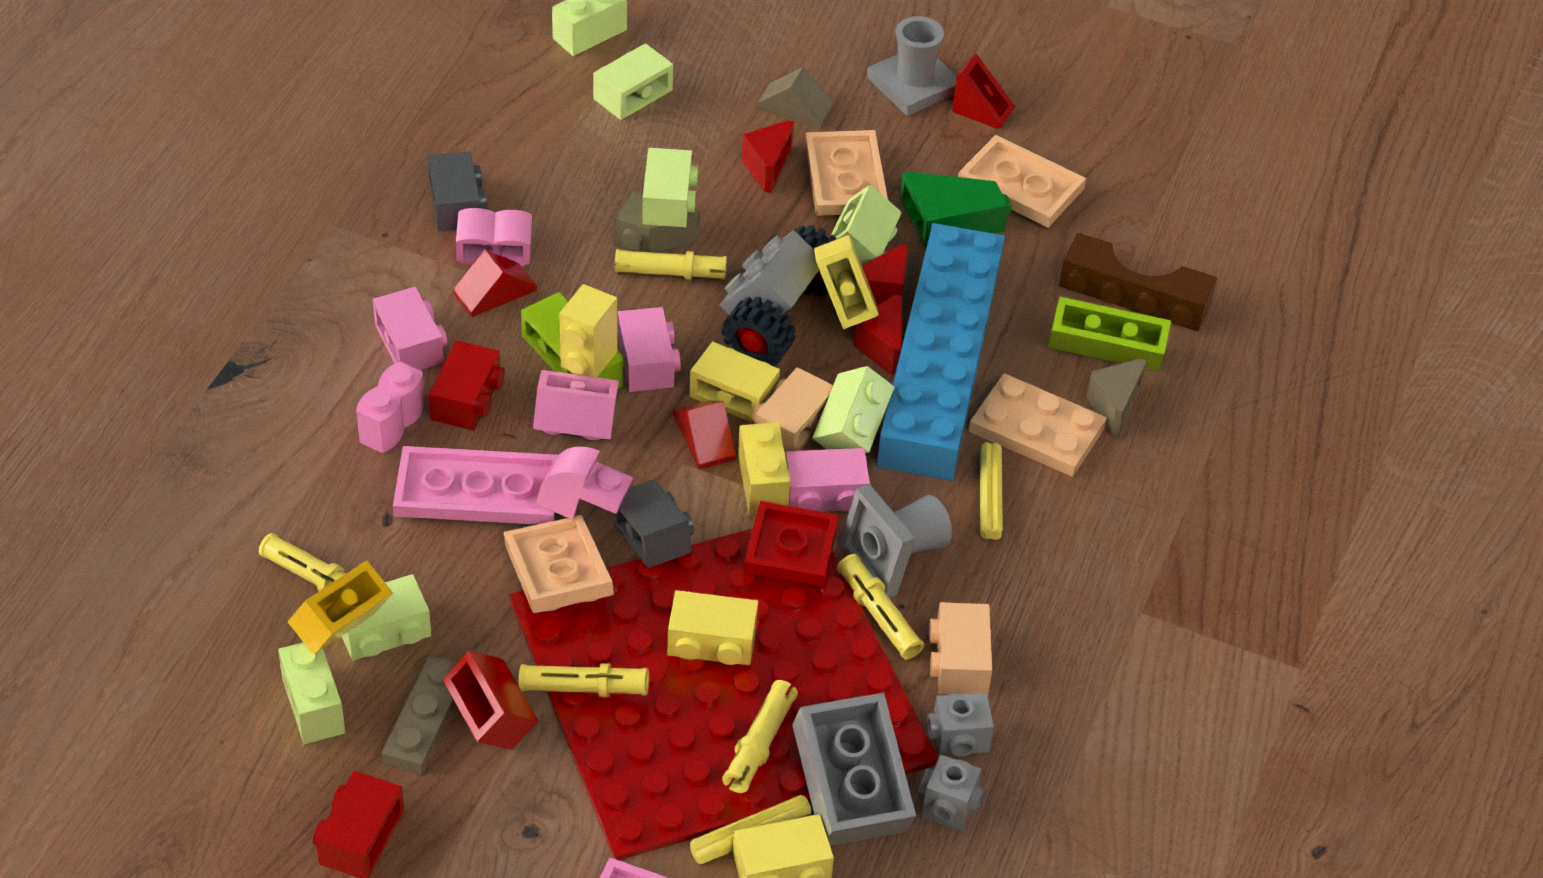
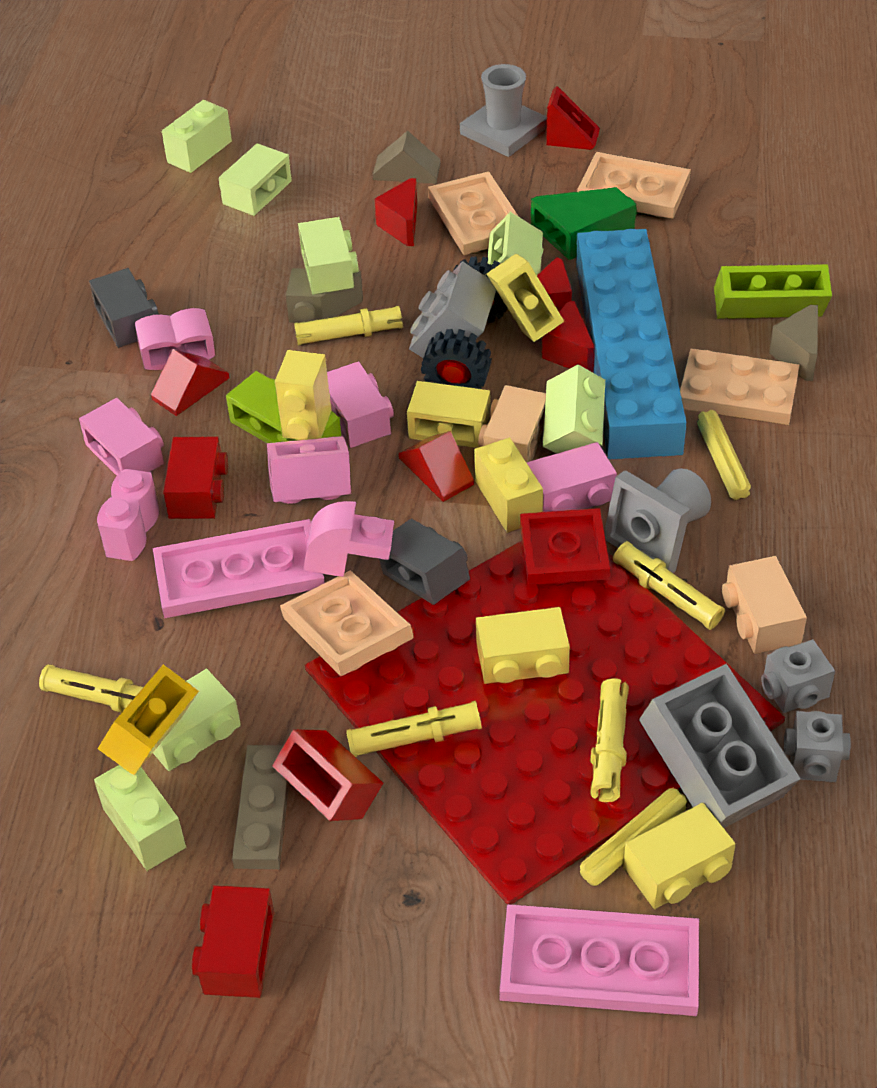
camera: 10 degrees left, 0 degrees up
(1177, 296) = (735, 243): reddish brown arch -> none

